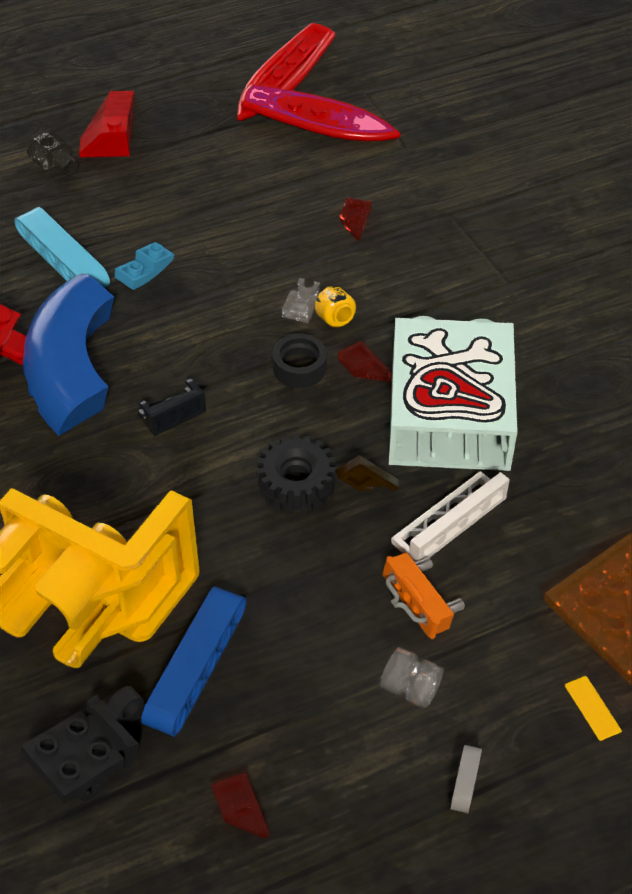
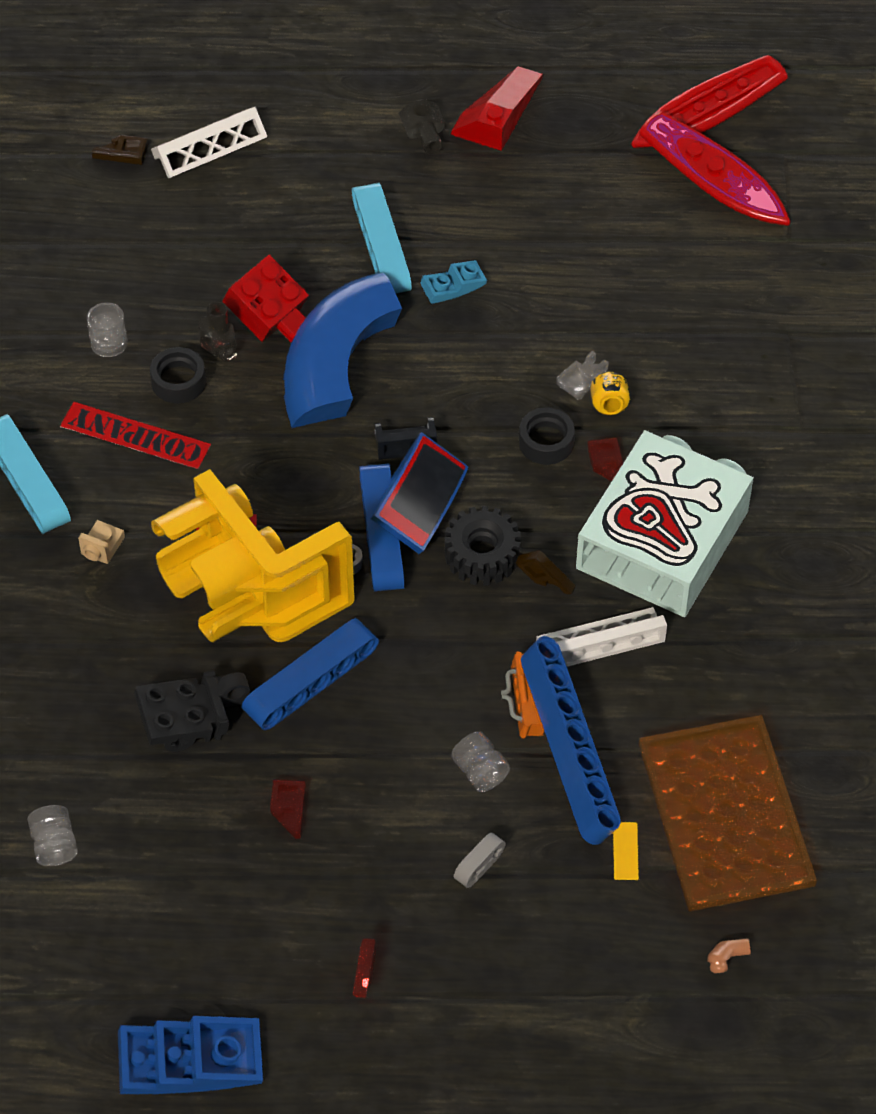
camera: 25 degrees right, 5 degrees up
(179, 473) = (382, 545): none -> blue beam
(215, 449) = (420, 493): none -> slope
(355, 216) = (689, 301): clear red tile -> none
(489, 622) = (570, 741): none -> blue beam

